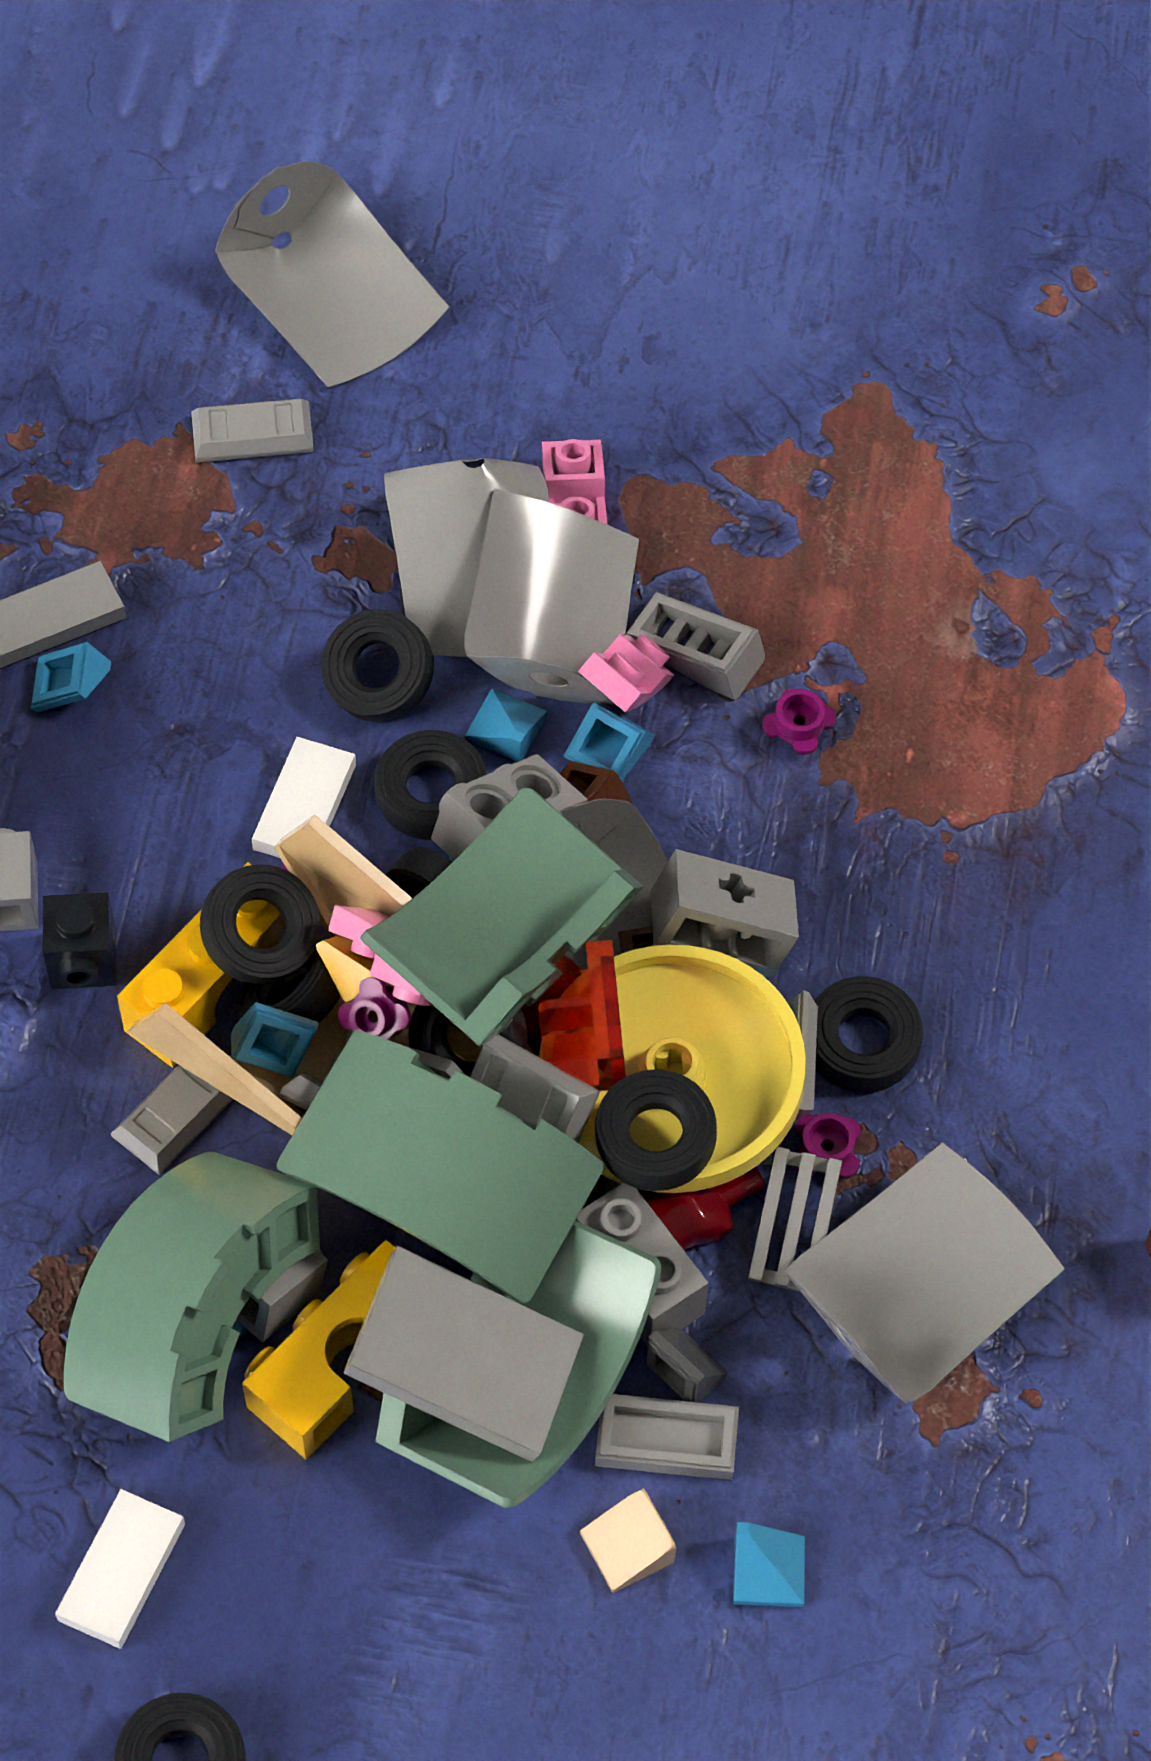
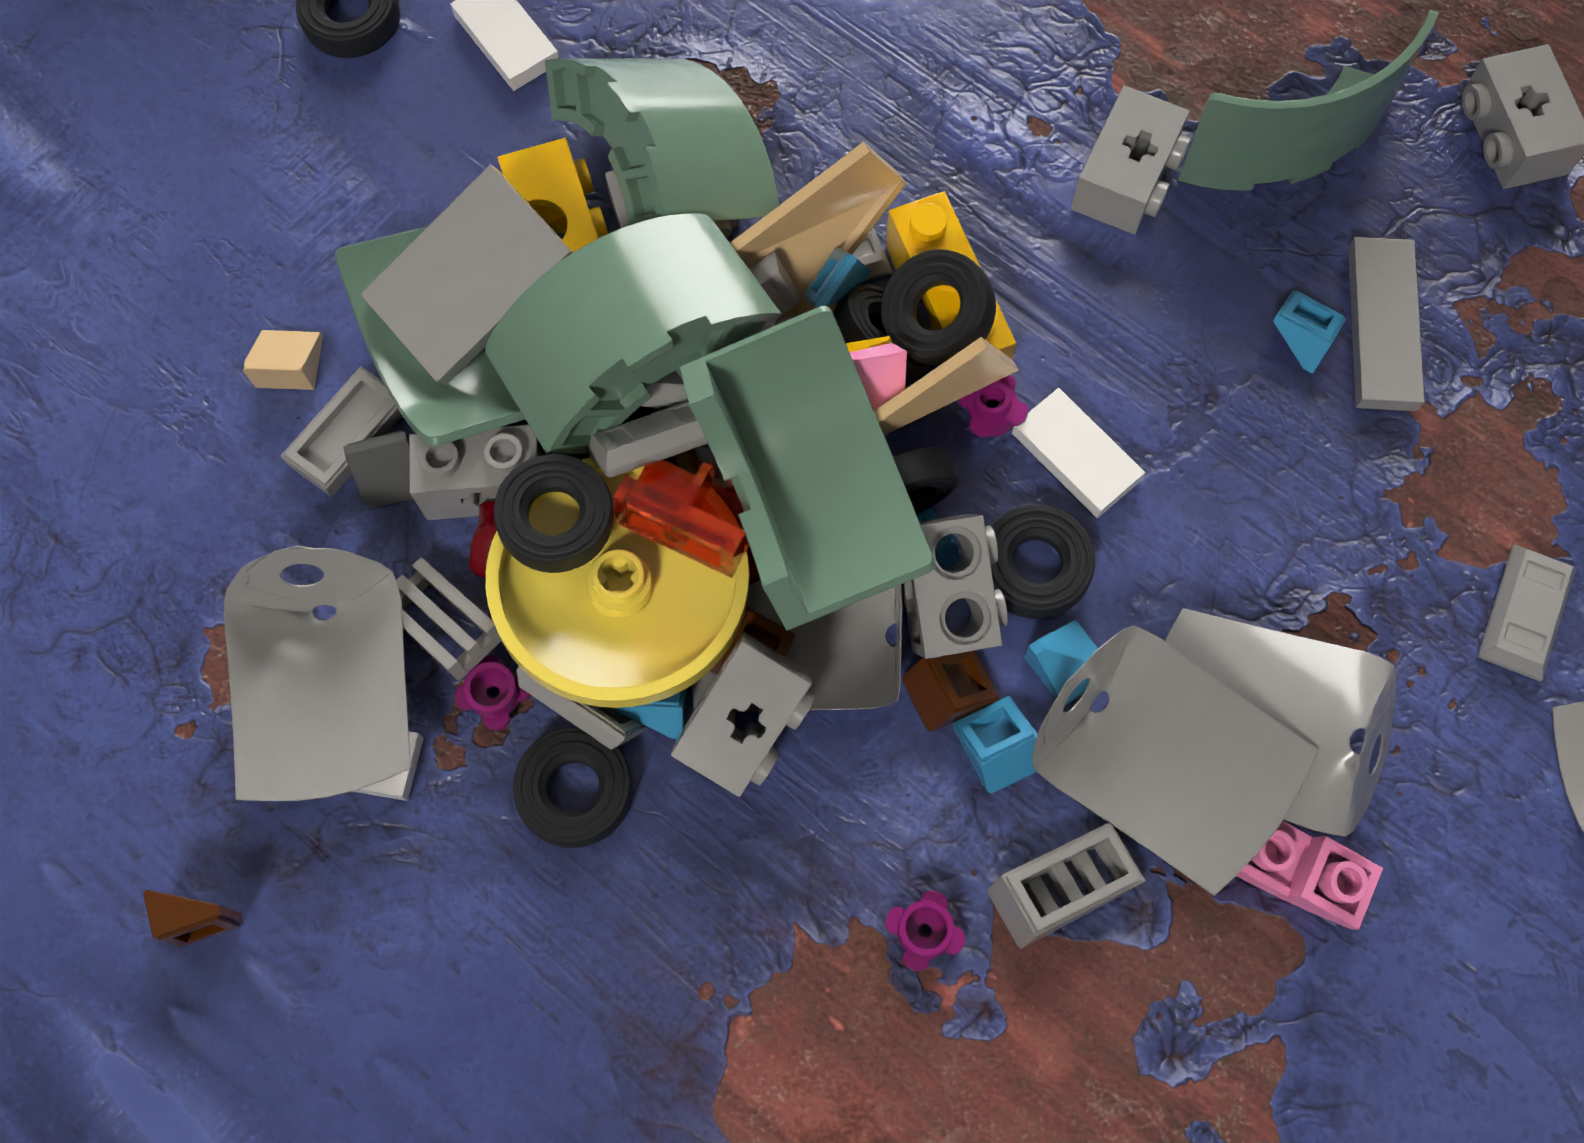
camera: 125 degrees right, 10 degrees up
(79, 940) = (1025, 208): black brick -> none
(347, 644) = (1175, 601): black tyre -> none
(628, 671) = (1049, 777): bright pink slope -> none
(768, 1566) = (200, 445): dark azure slope -> none

